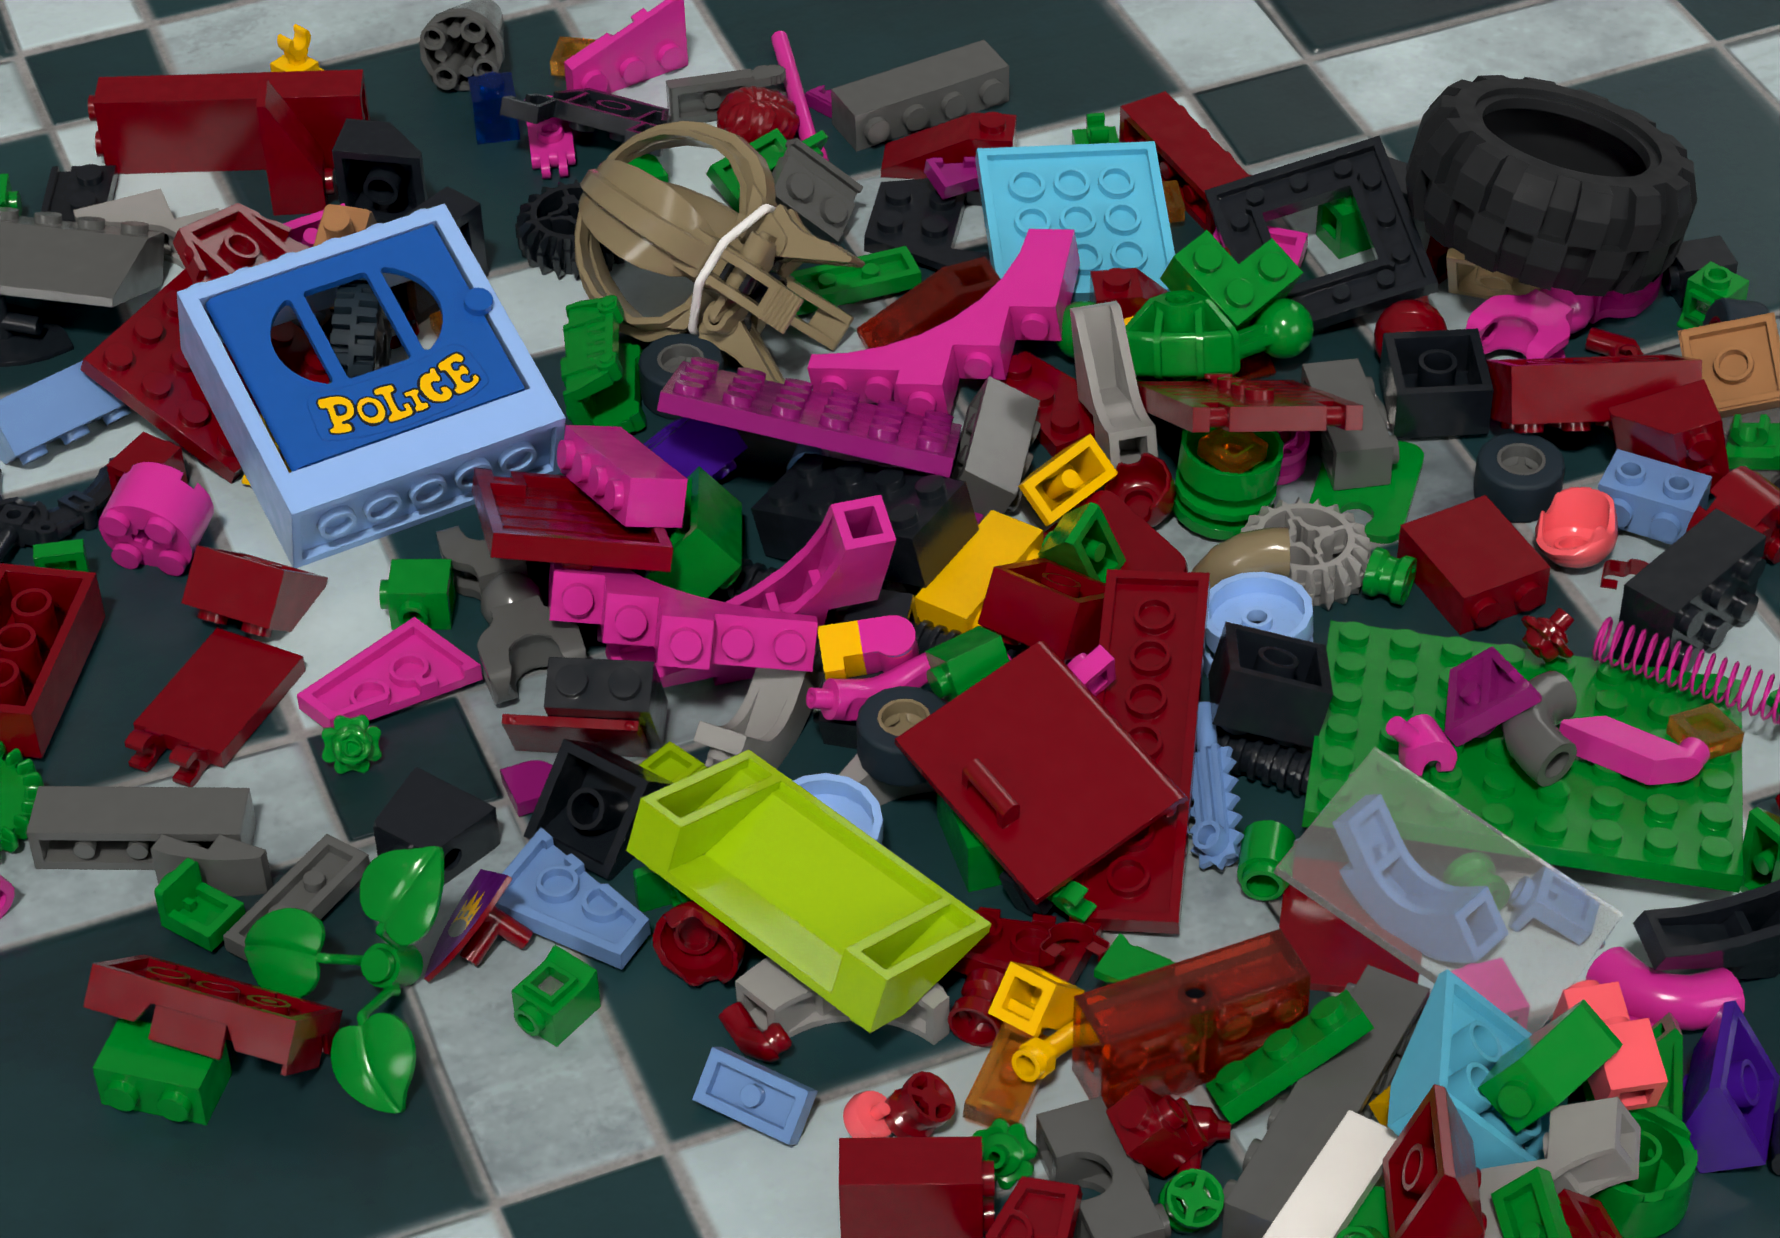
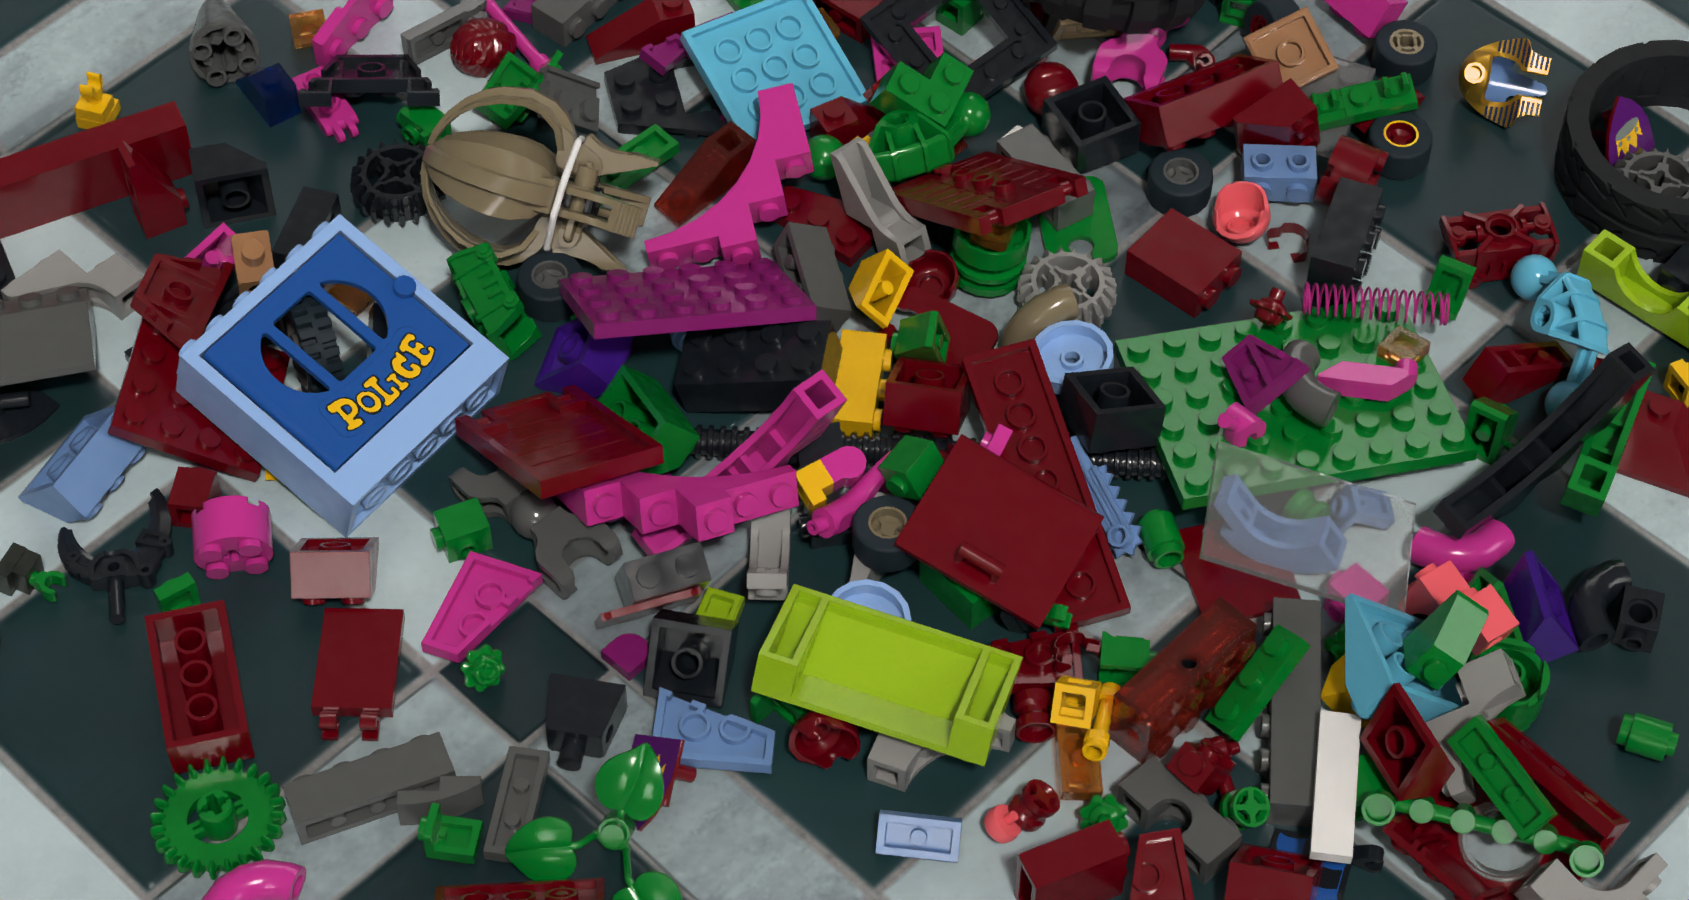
camera: 25 degrees left, 10 degrees up
(556, 997) = (742, 812): green window -> none
(623, 476) = (577, 392): dark pink brick -> none
(749, 1037) = (892, 795): dark red arm -> none
(1389, 576) = (1132, 290): green wheel -> none

